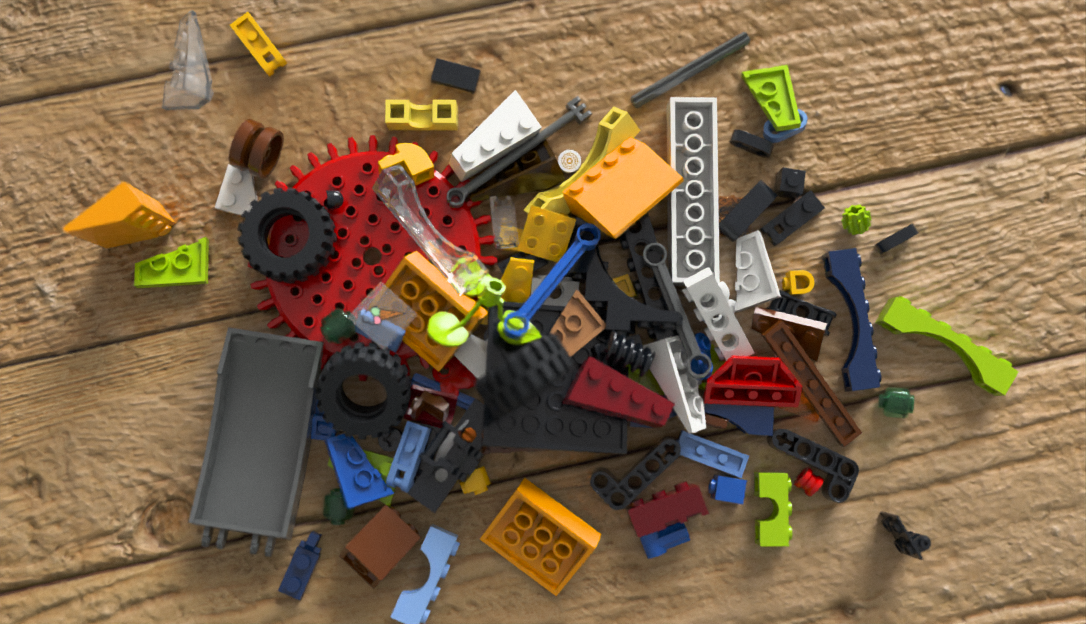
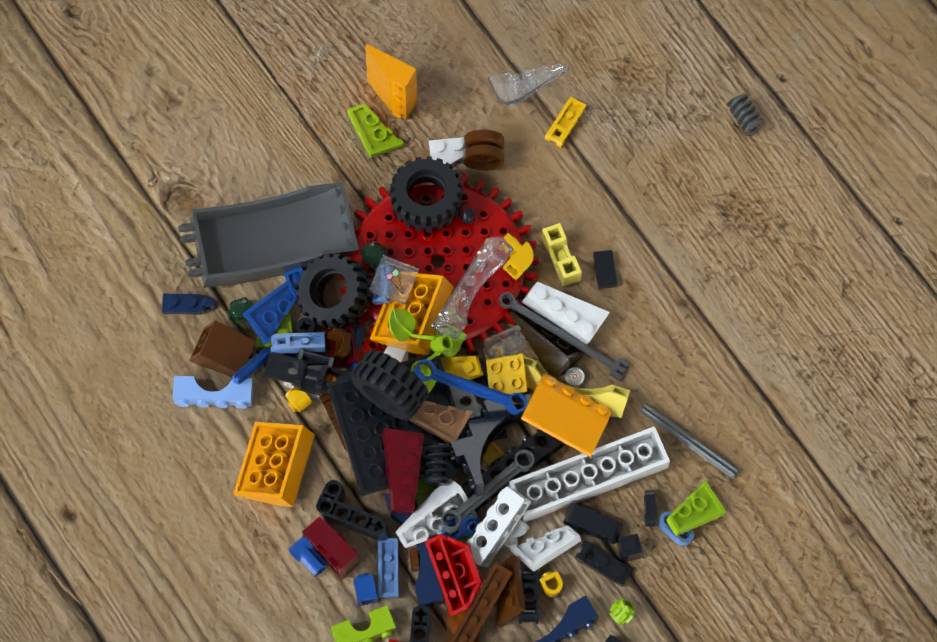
camera: 75 degrees right, 15 degrees down
(415, 521) = (249, 368): none -> blue axle

